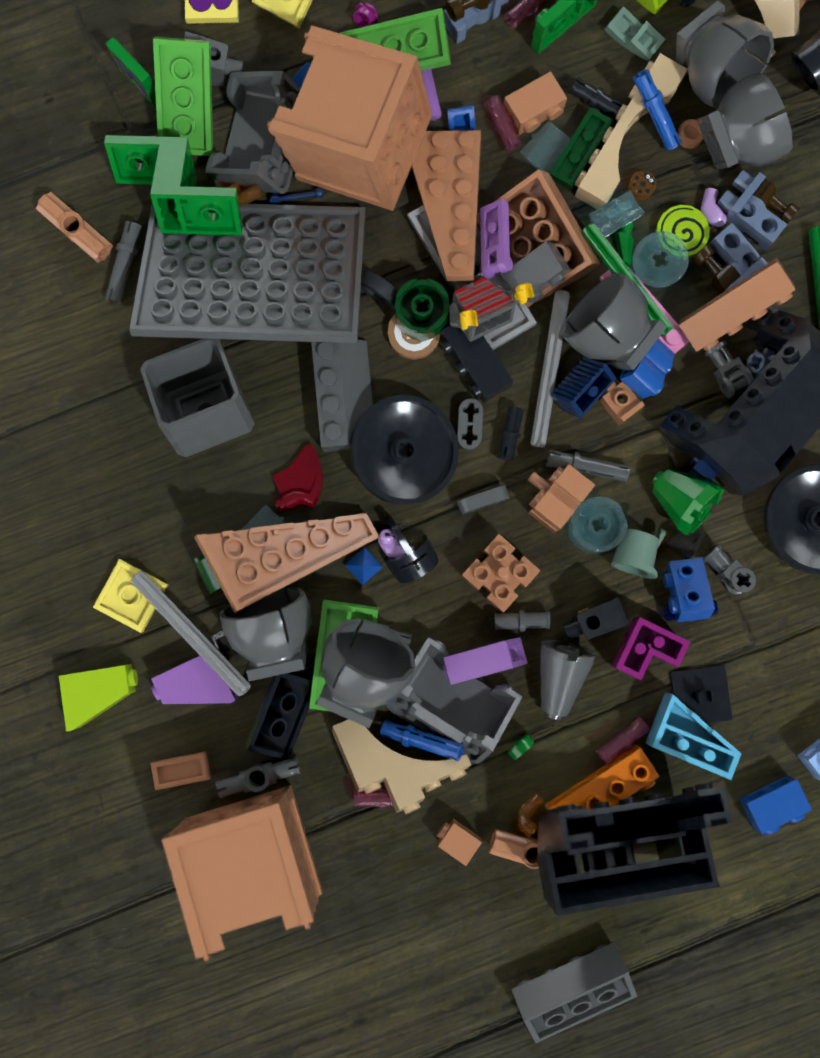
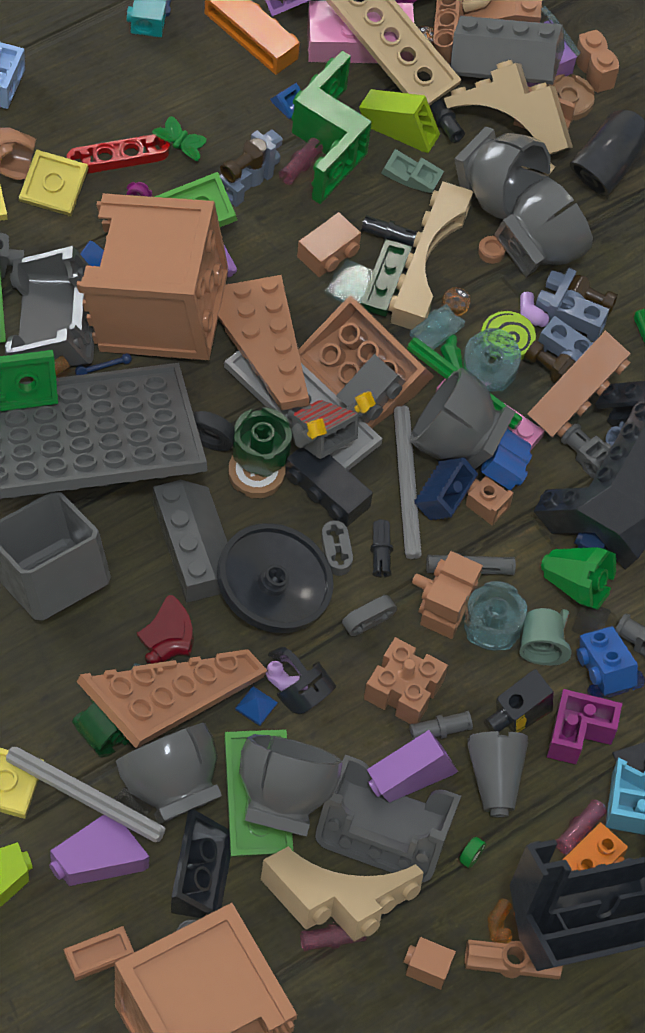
camera: 20 degrees left, 25 degrees down
(411, 736) = (364, 861): blue pin -> none
(461, 118) = (258, 267): blue slope -> none
(495, 239) = (321, 365): medium lavender plate -> none
(503, 123) = (301, 267): clear pink pin -> none
(653, 102) = (446, 220): blue pin -> none

